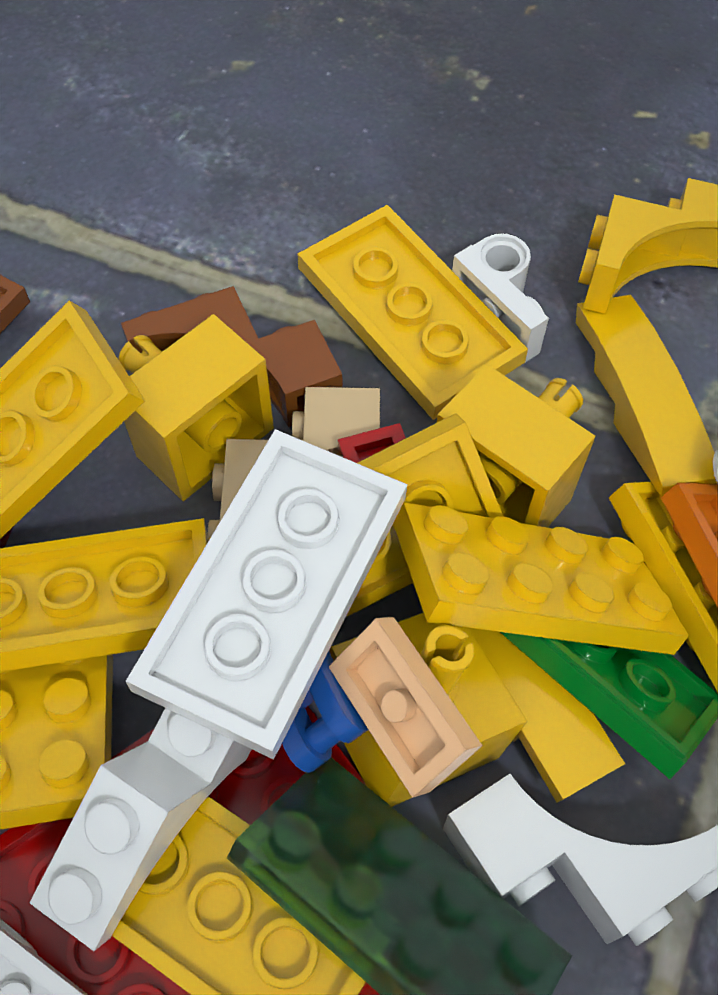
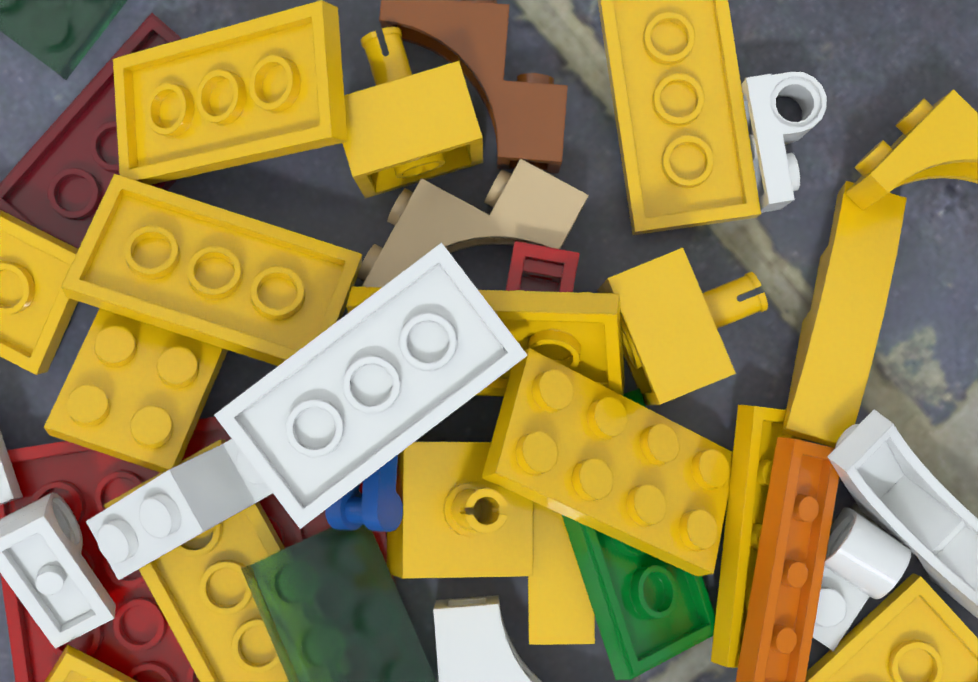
camera: 30 degrees right, 25 degrees up
(404, 706) = (426, 534): light nougat plate -> none

